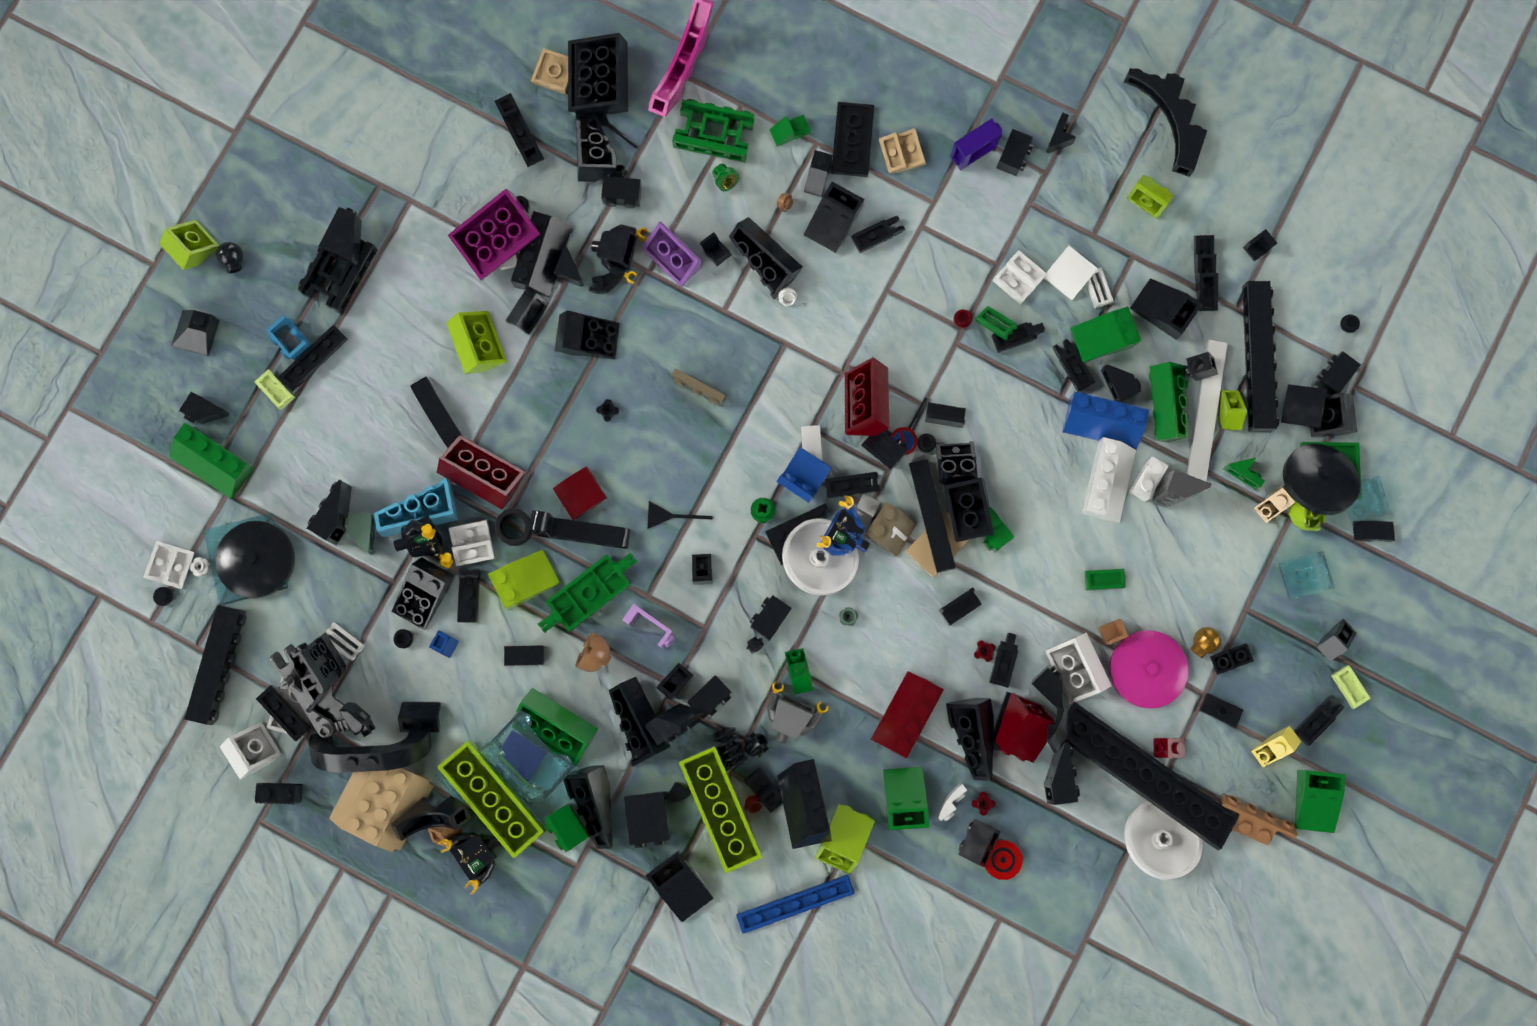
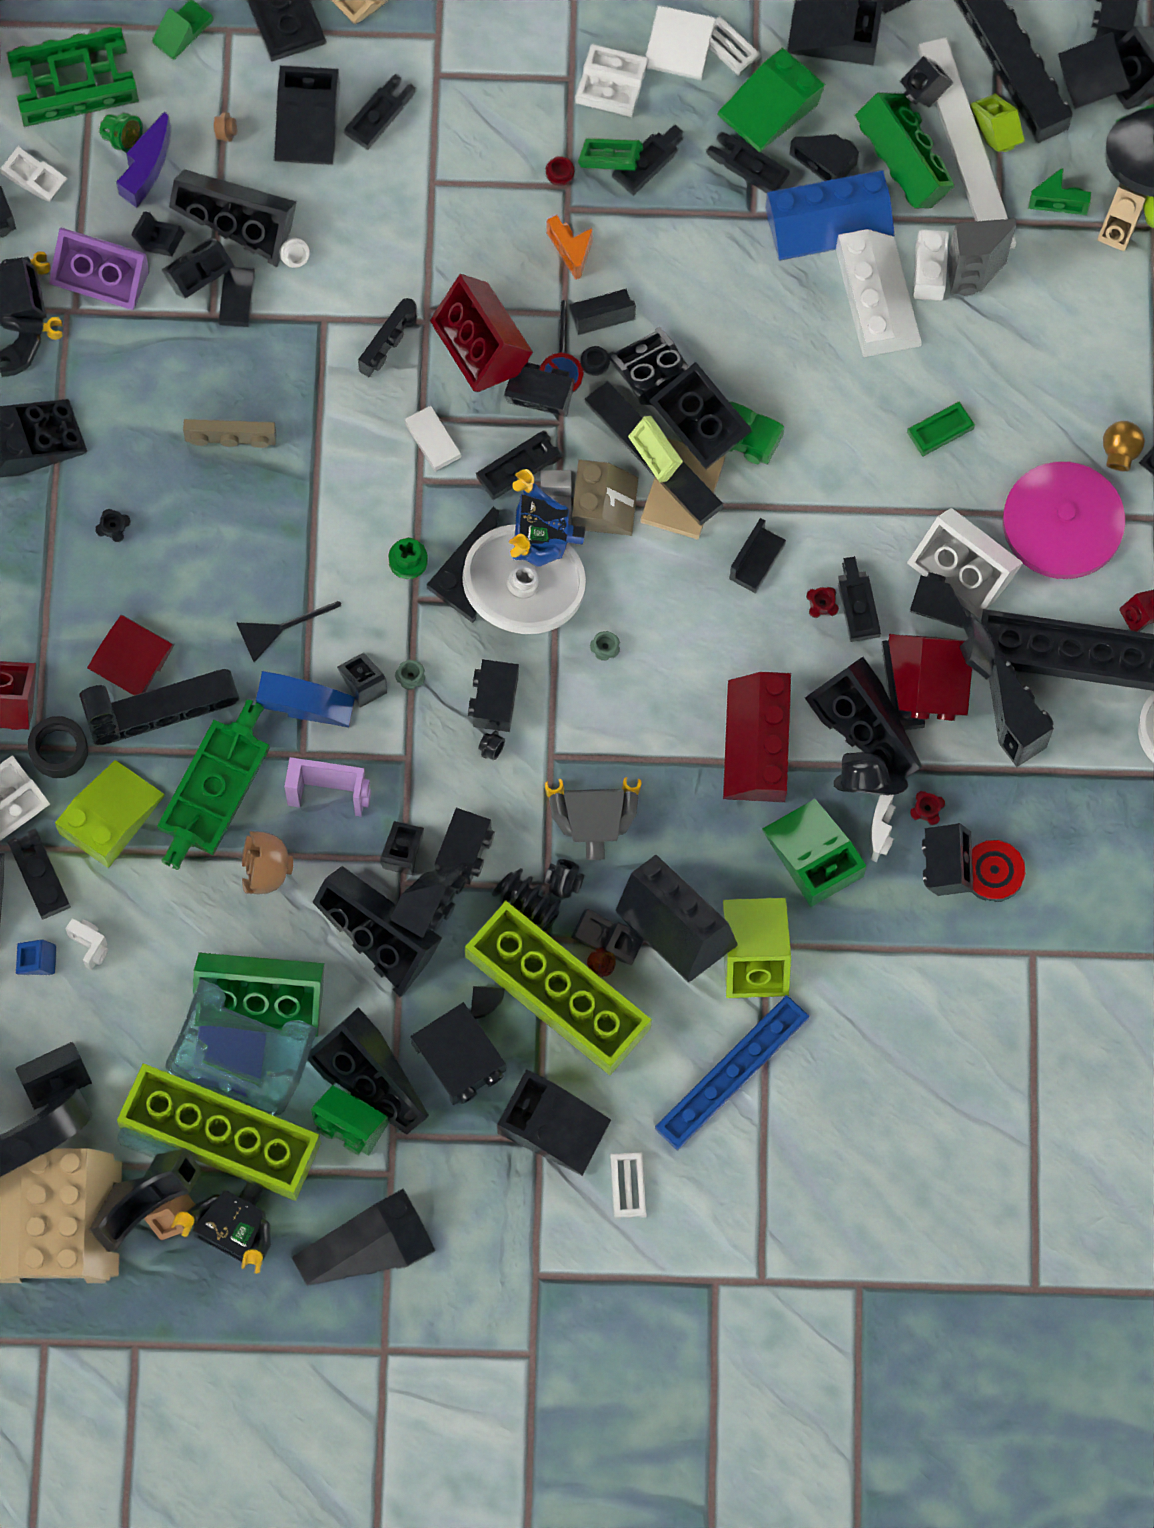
camera: 25 degrees left, 10 degrees down
(476, 645) = (87, 935): none -> white bracket
(523, 655) = (162, 918): black tile -> none
(545, 902) = (373, 1241): none -> black wedge
(663, 179) = (32, 175): none -> white slope
(663, 567) = (304, 699): none -> blue slope
(711, 924) = (629, 1212): none -> white tile
(727, 280) = (198, 268): none -> black brick
(730, 201) = (145, 162): none -> dark purple slope
(730, 575) = (407, 667): none -> sand green plate
(742, 307) = (237, 297): none -> black slope
(799, 671) = (573, 750): green slope -> none
(804, 474) = (444, 477): blue bracket -> none
(816, 372) = (387, 337): none -> black plate
(818, 173) = (253, 67): black slope -> none
(933, 516) = (655, 449): none -> yellowish green plate
(946, 371) = (572, 249): none -> orange slope
(957, 771) = (868, 774): none -> black piece
(1113, 632) = (988, 491): medium nougat panel -> none

